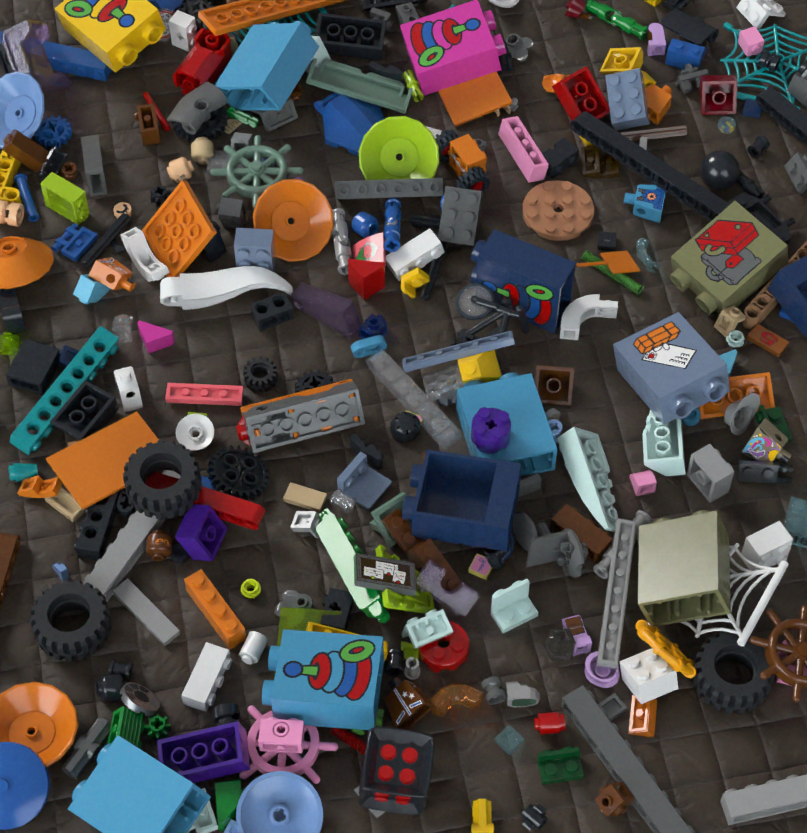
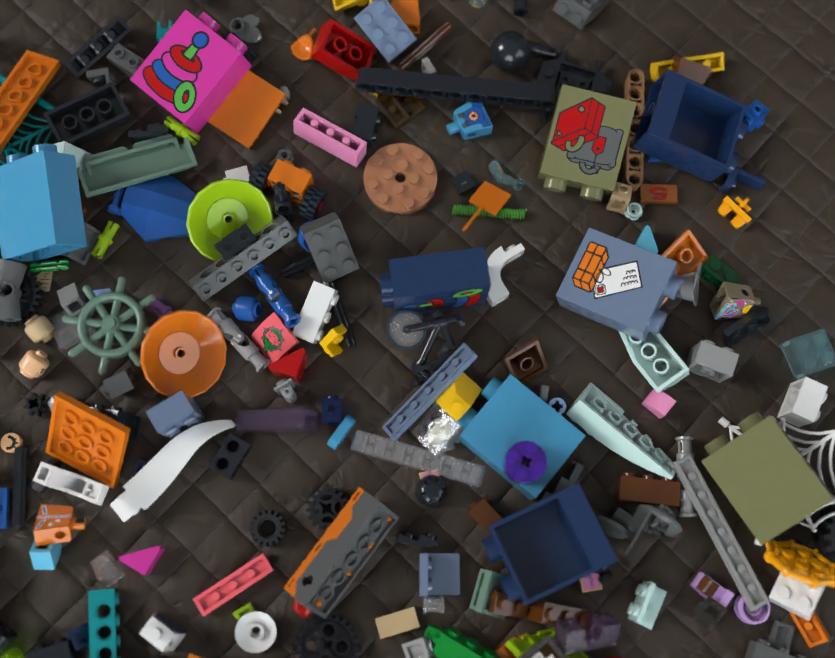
camera: 40 degrees left, 20 degrees up
(296, 123) = (105, 239): none -> lime pin
(350, 287) = (285, 388): none -> light grey hinge
(391, 170) = (235, 242): none -> black hinge
(449, 165) = (282, 201): none -> black axle

